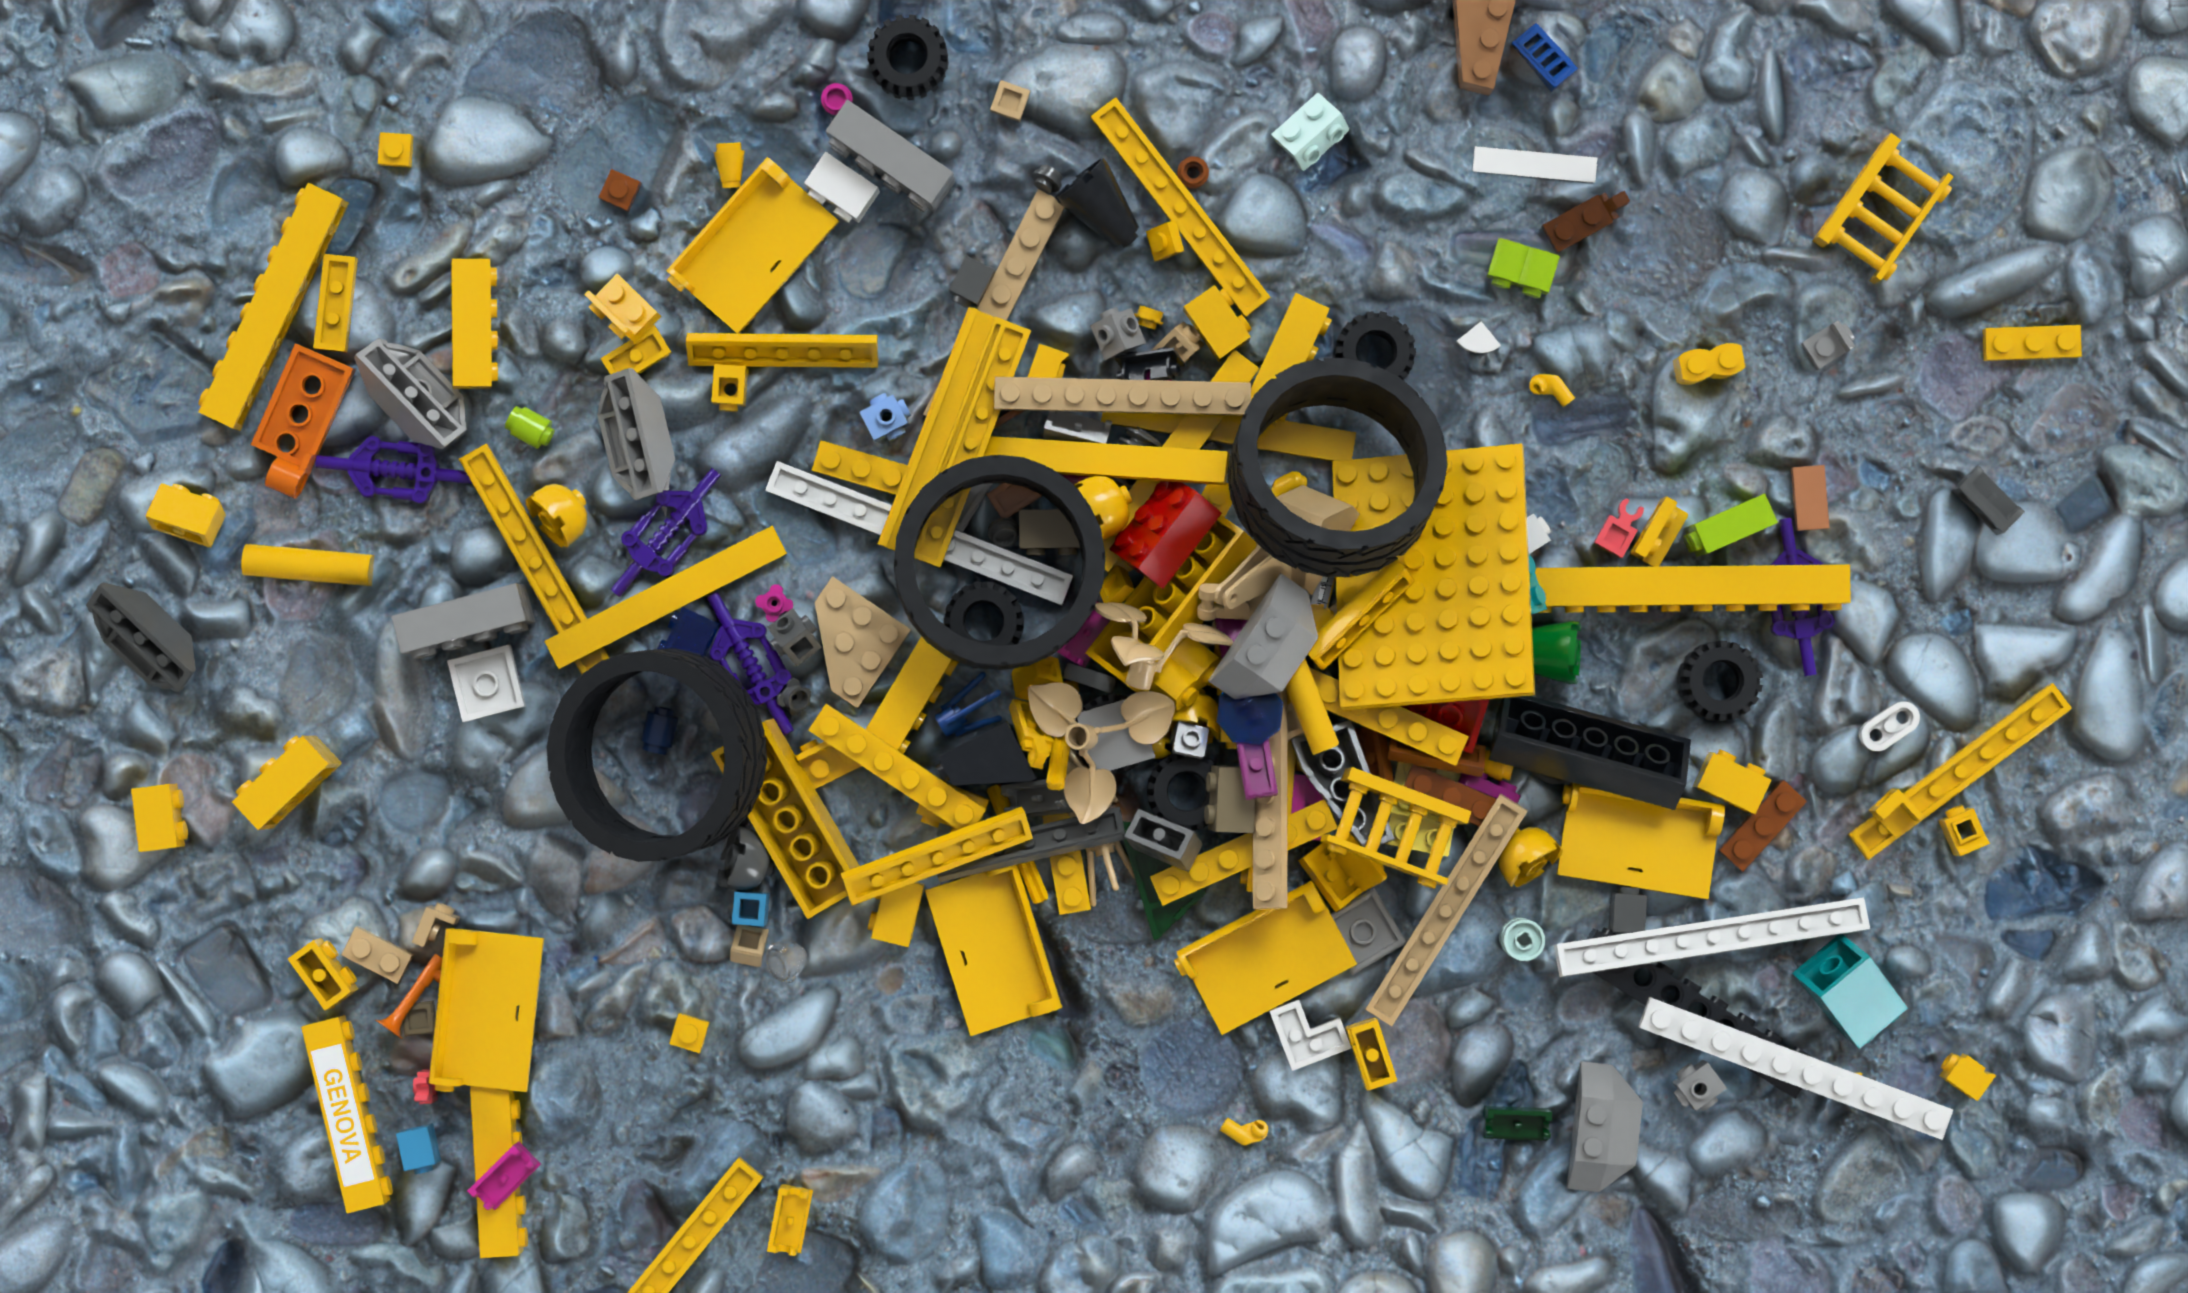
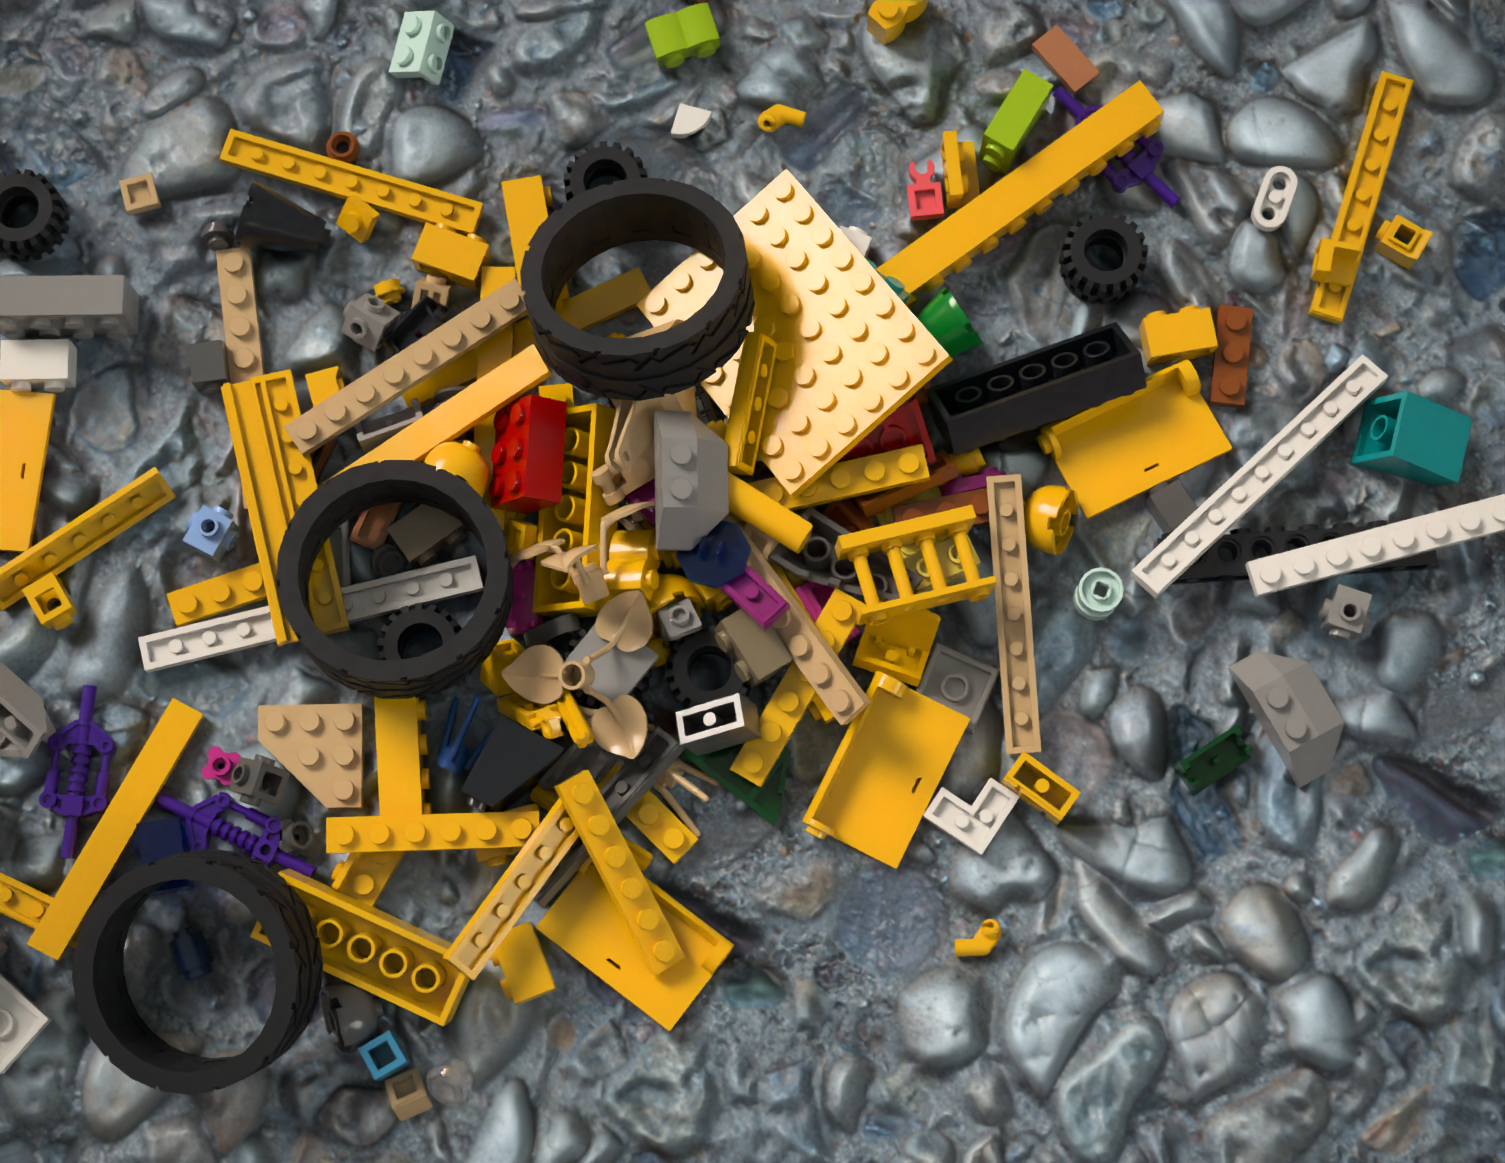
camera: 40 degrees left, 10 degrees down
(1014, 897) = (620, 872): none -> yellow plate

